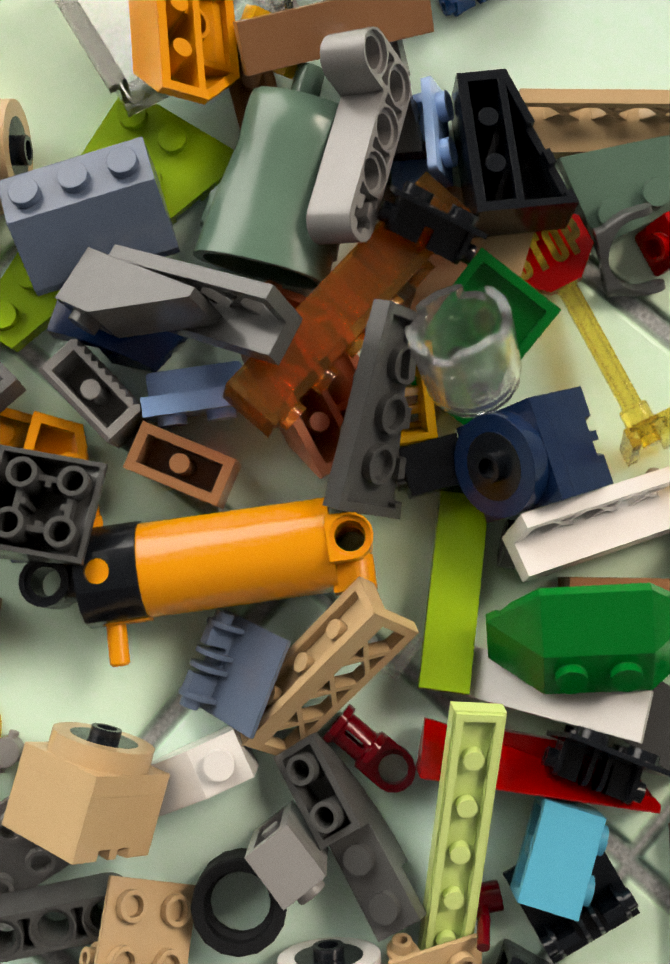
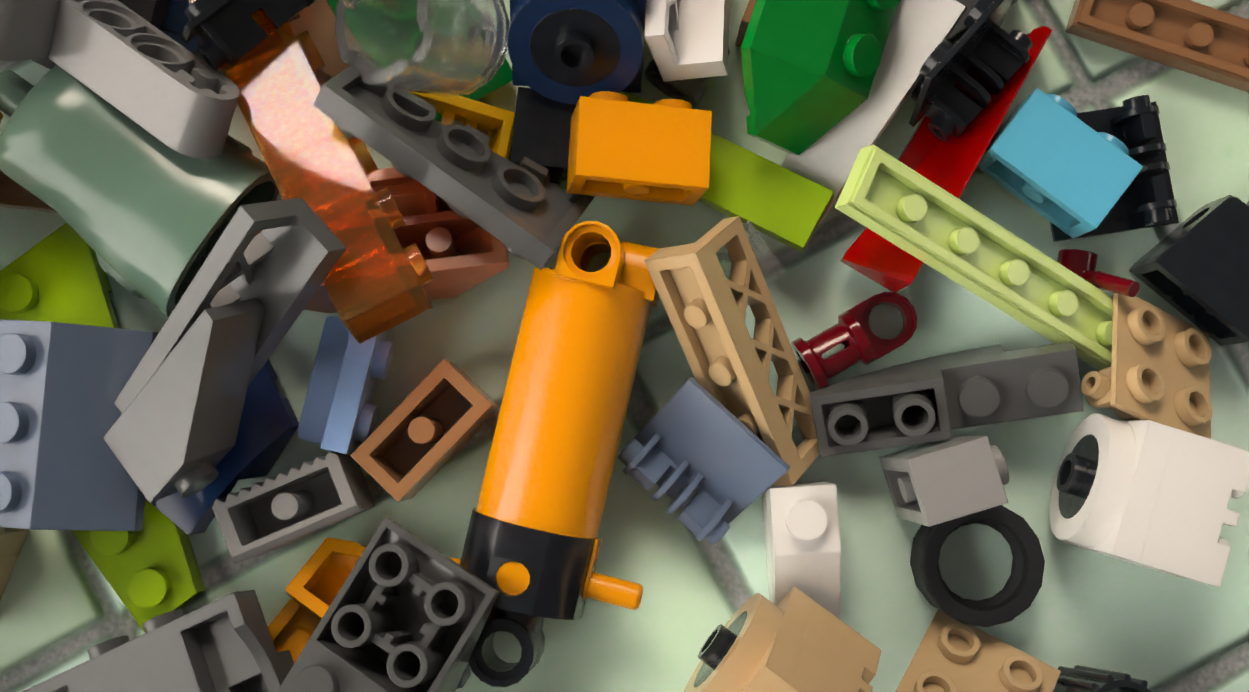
camera: 75 degrees left, 0 degrees up
(442, 540) = (639, 149): none -> light orange brick

